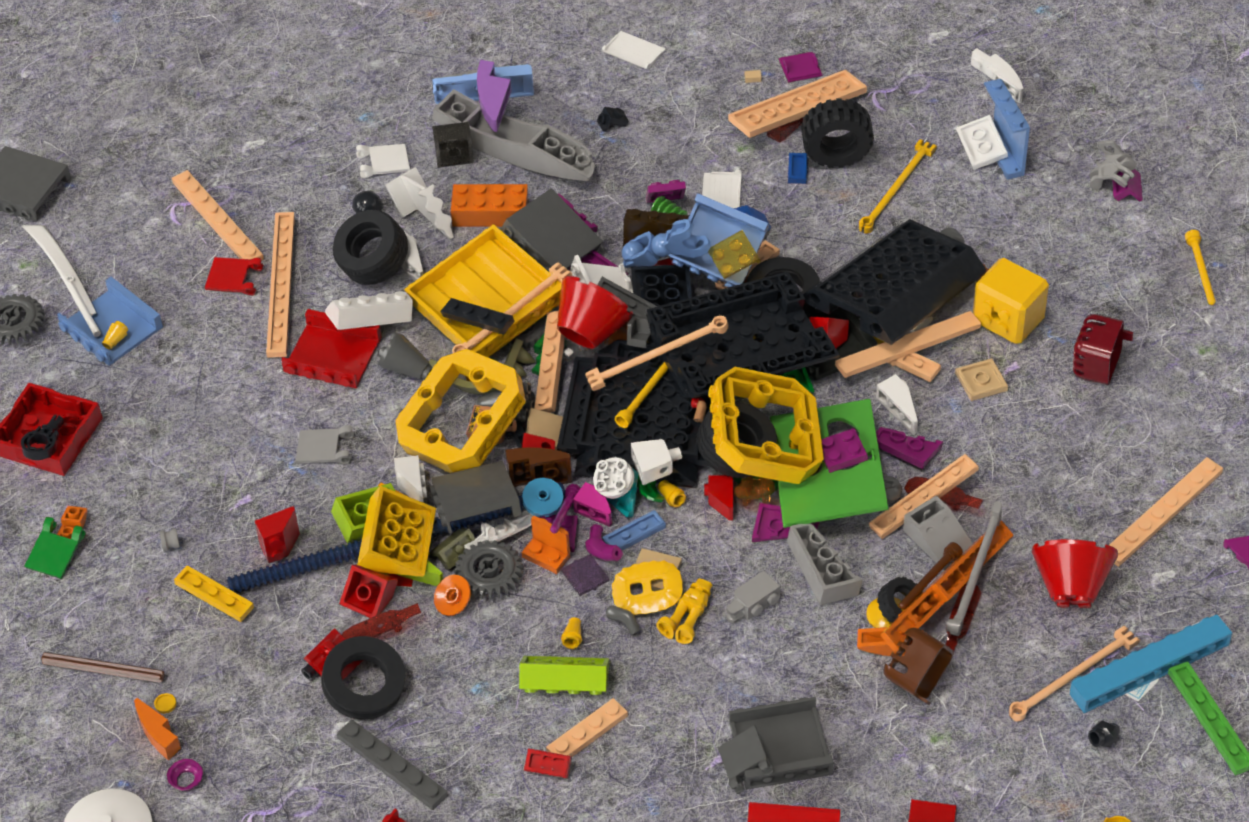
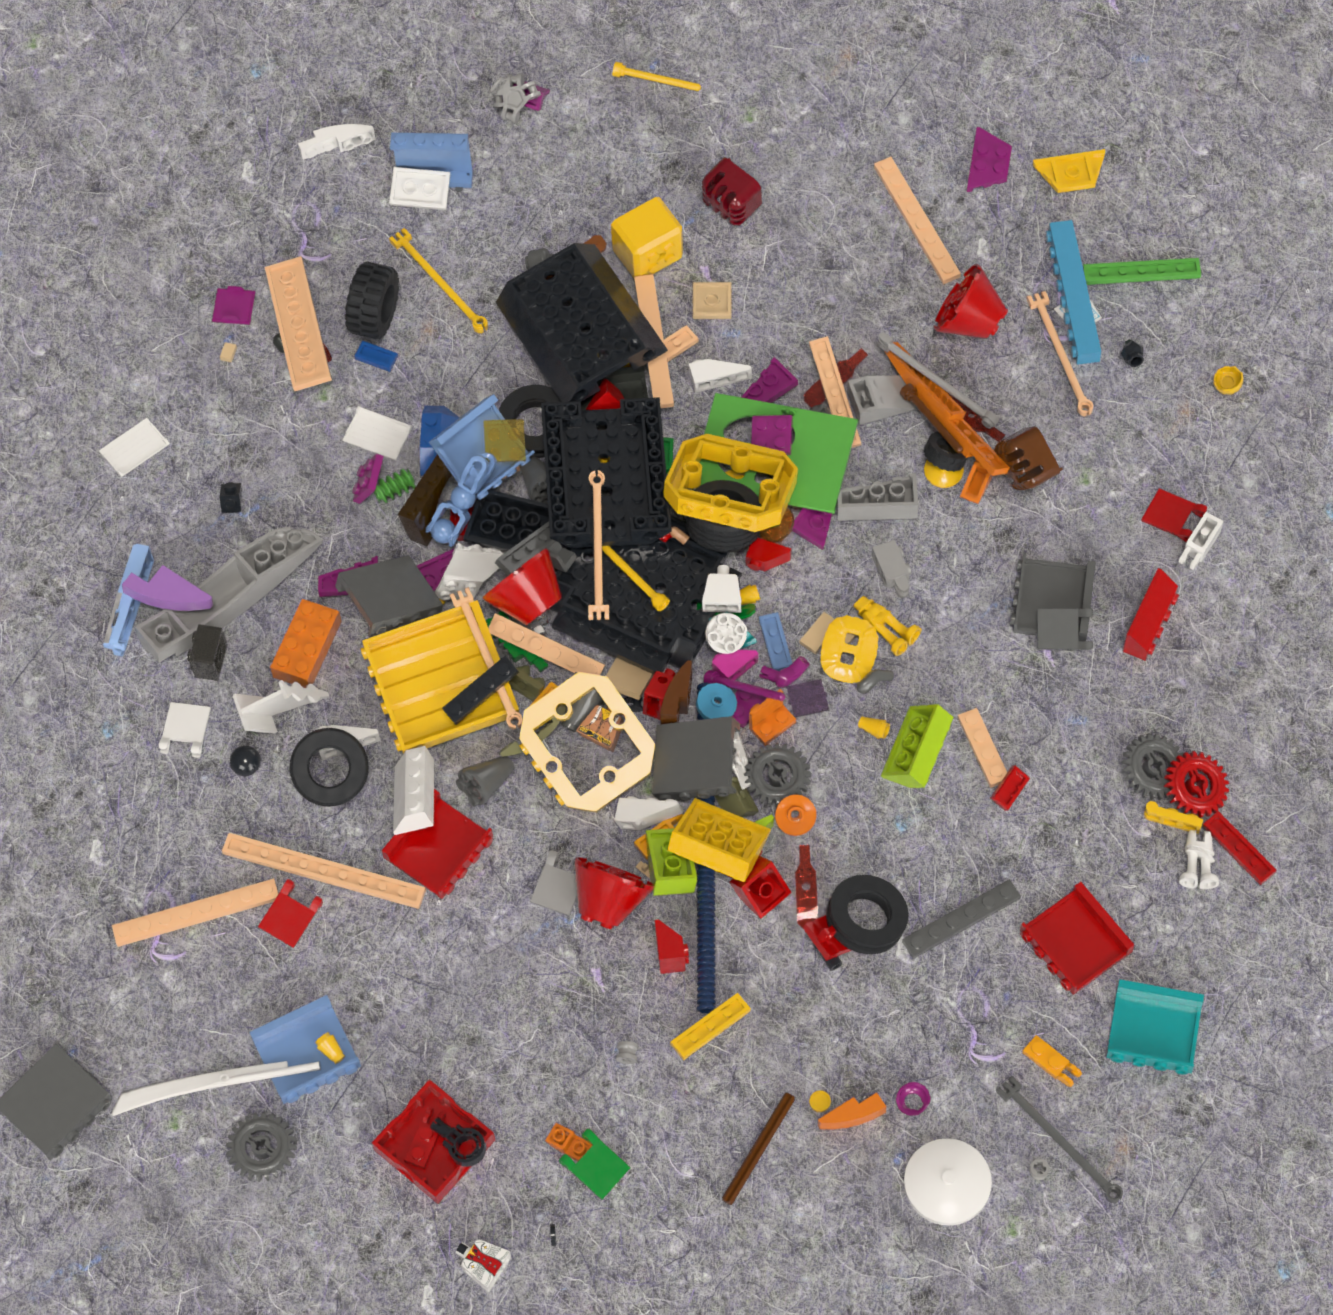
camera: 70 degrees left, 15 degrees up
(319, 467) = (607, 892): none -> red cone

